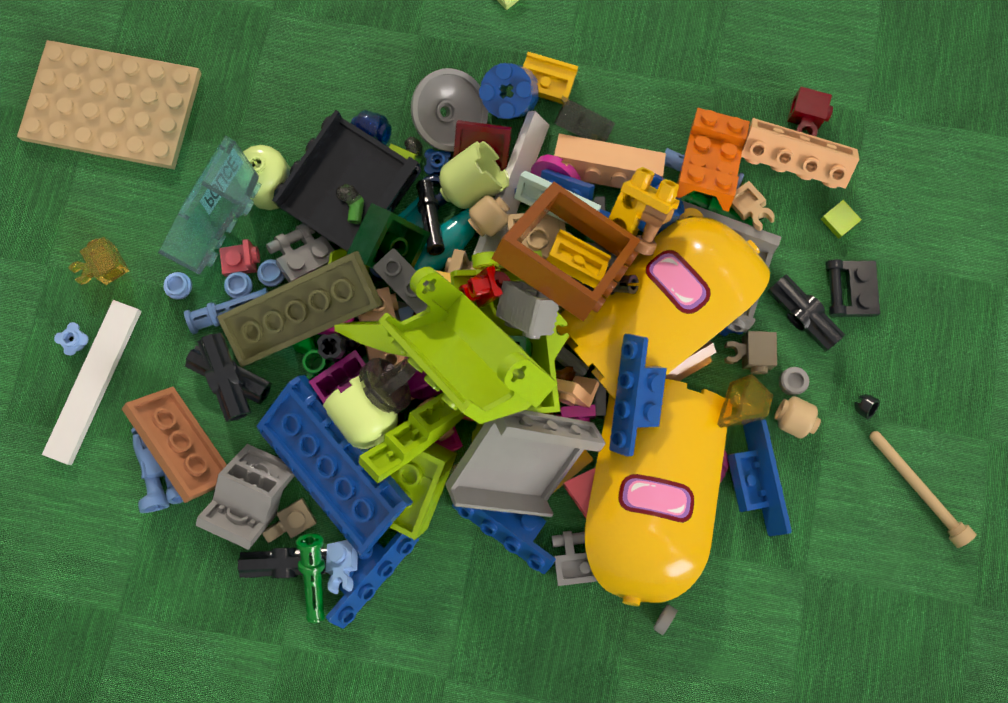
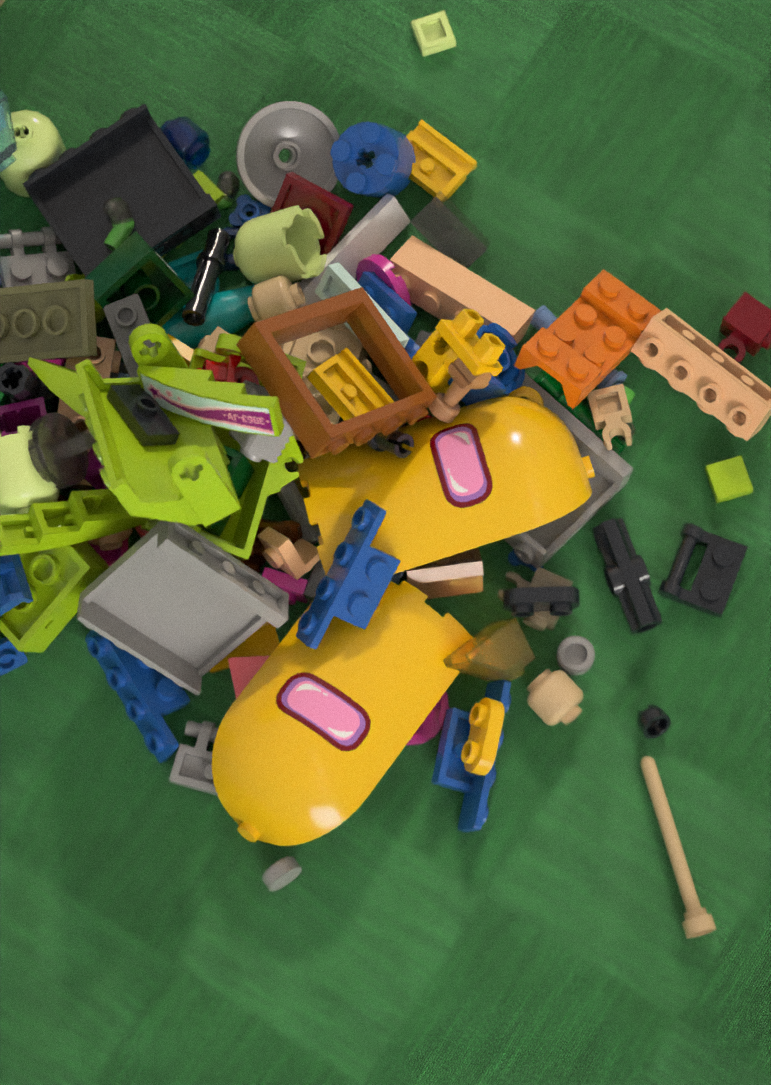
camera: 25 degrees right, 5 degrees down
(443, 338) = (143, 415): none -> black plate
(484, 309) = (213, 403): none -> slope
(756, 359) = (527, 600): none -> black plate
(765, 466) = (484, 735): none -> yellow plate

